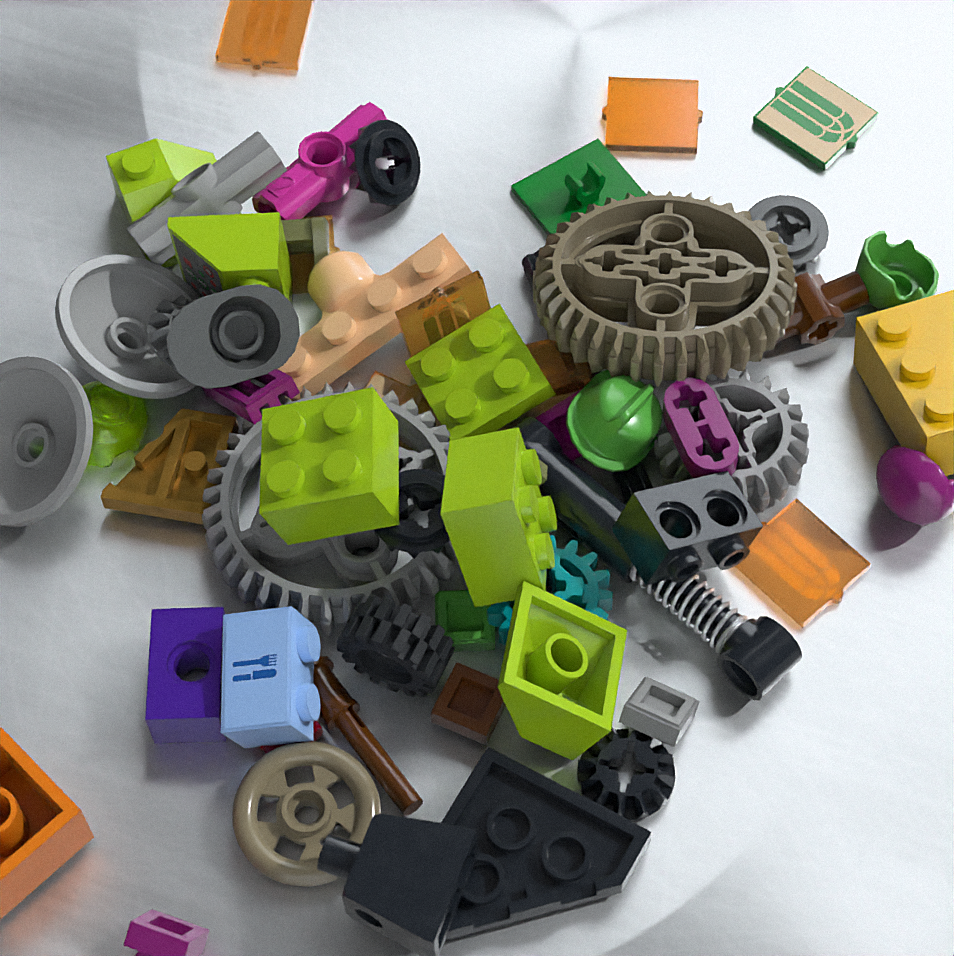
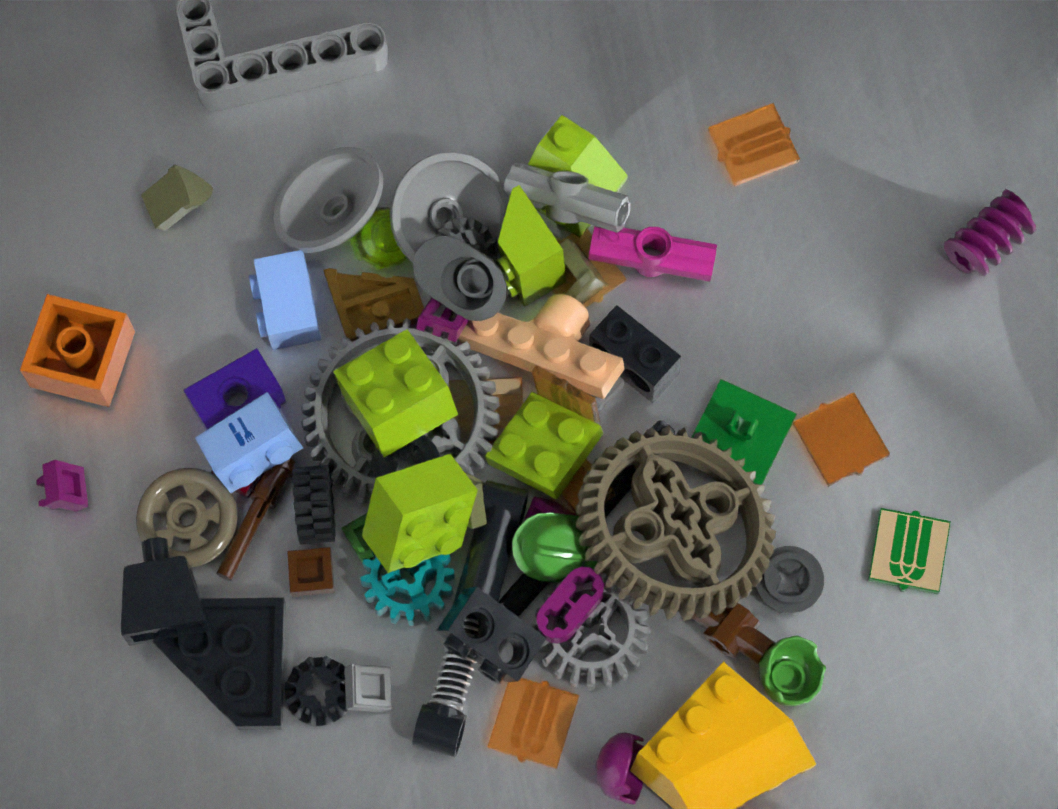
camera: 60 degrees right, 10 degrees up
(107, 556) = (286, 300): none -> light blue brick
(392, 142) = (677, 304): black gear -> none
(411, 226) = (647, 360): none -> black brick
(560, 672) = (349, 609): lime slope -> none

